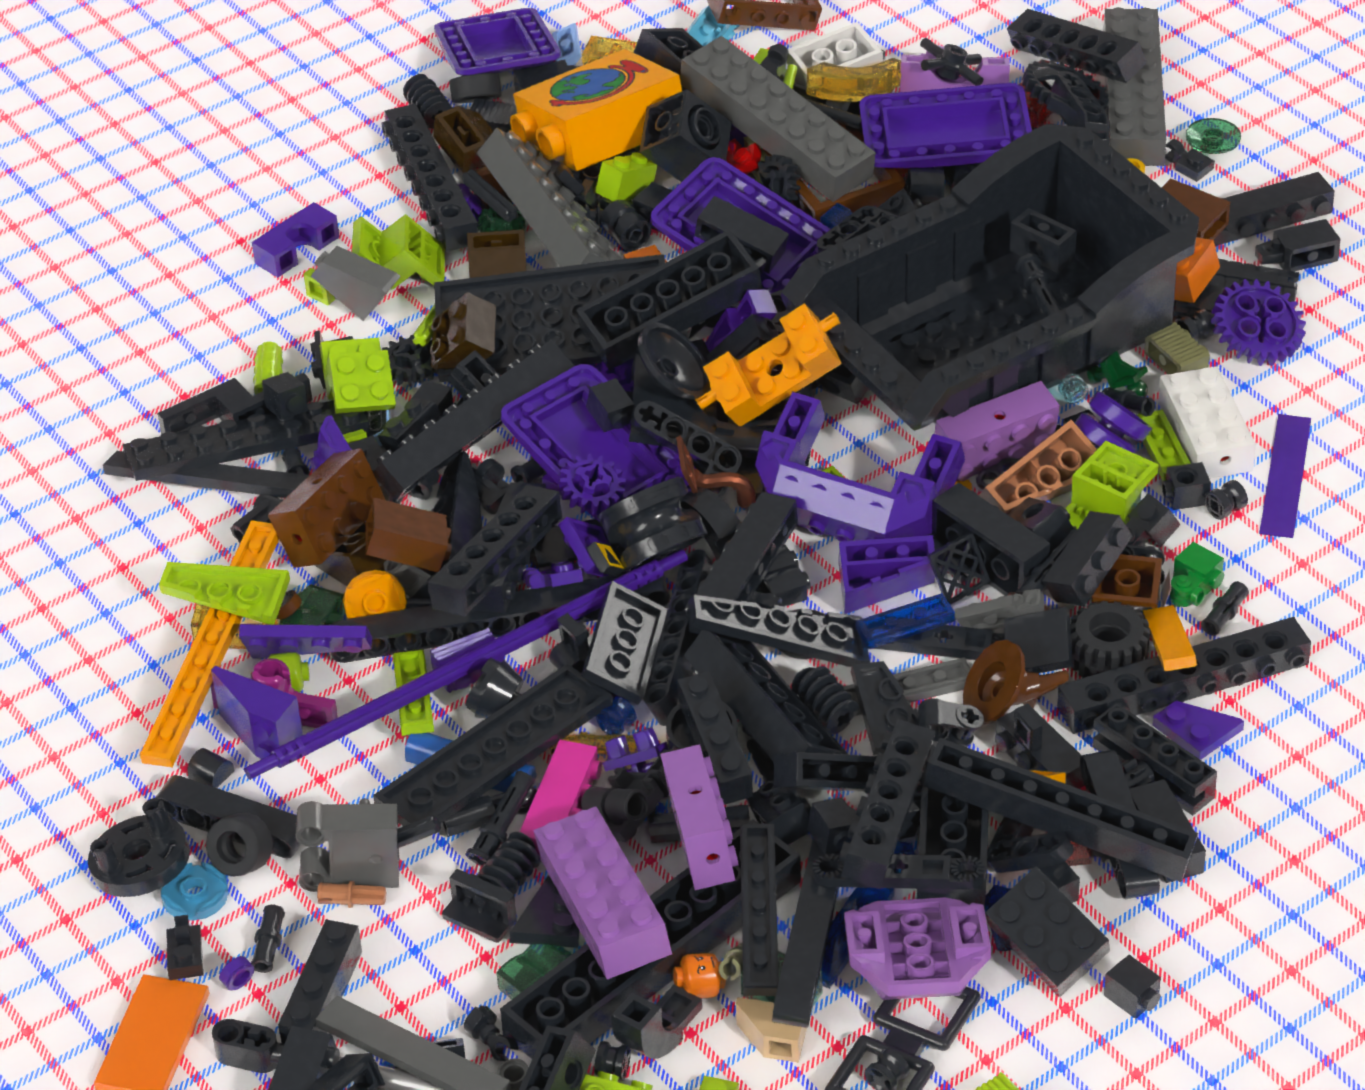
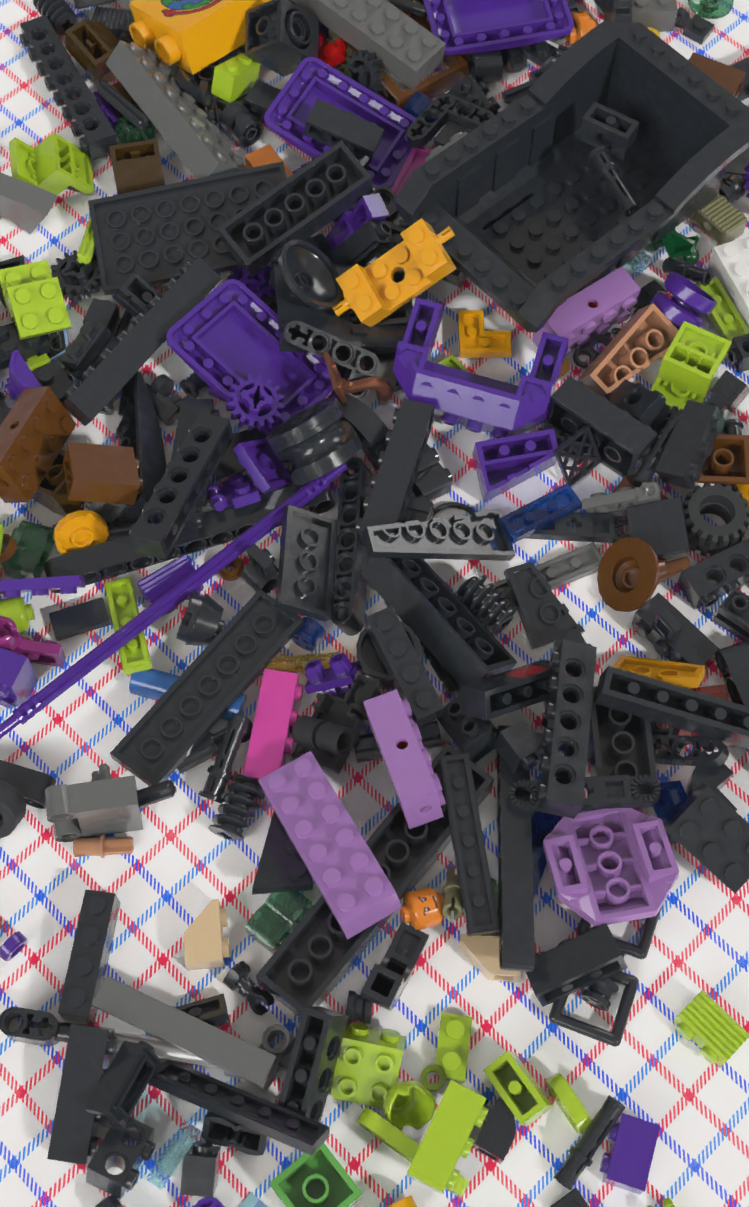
camera: 10 degrees left, 20 degrees up
(268, 938) = (35, 903): black pin -> none
(359, 685) = (79, 619): none -> black tile
(451, 986) = (204, 939): none -> tan slope
(461, 330) = (120, 251): dark brown slope -> none
(480, 906) = (218, 853): black bracket -> none
(538, 650) = (235, 574): none -> reddish brown plate
(605, 559) = (278, 478): black tile -> none
(610, 405) = (260, 321): black brick -> none
(859, 1034) = (575, 965): none -> black brick
(865, 456) = (478, 343): none -> light orange plate
(949, 720) = (594, 616): black piece -> none

